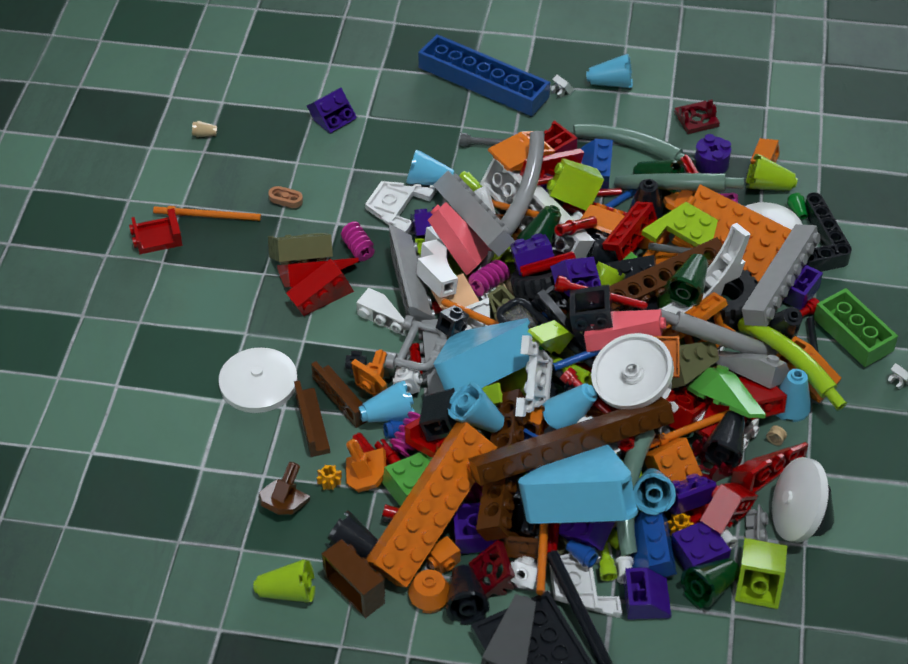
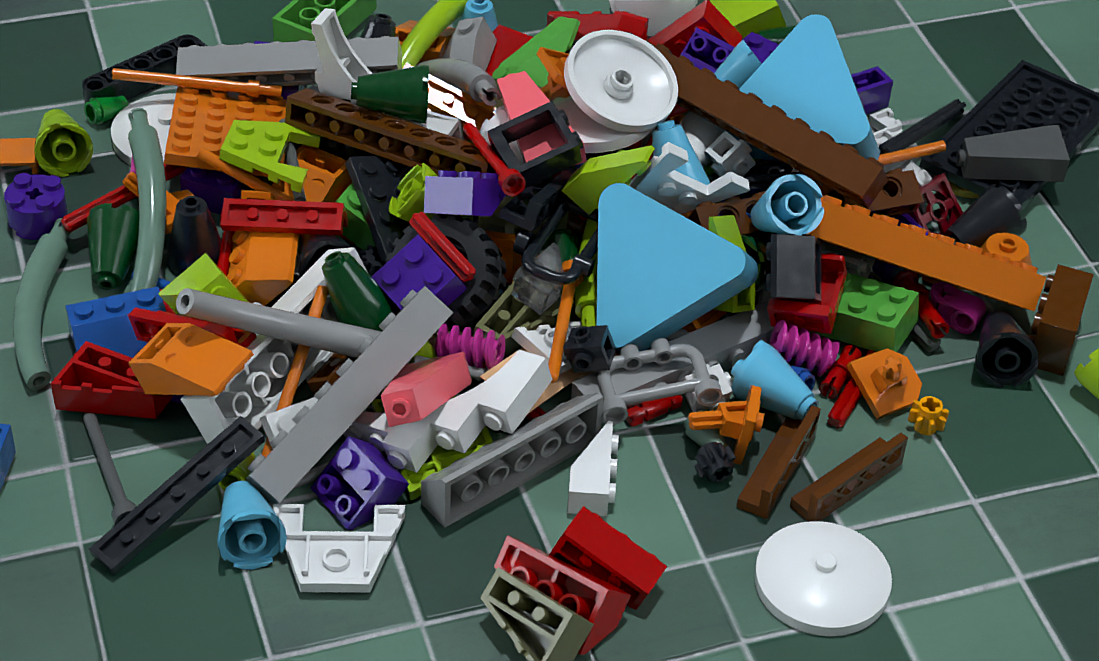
camera: 120 degrees left, 5 degrees down
(282, 494) = (999, 448): reddish brown piece -> none
(357, 241) = (462, 560): dark pink piece -> none
(458, 151) = (176, 495): none -> black plate
(571, 227) = (316, 256): red pin -> none
(793, 220) = (252, 87): none -> orange bar

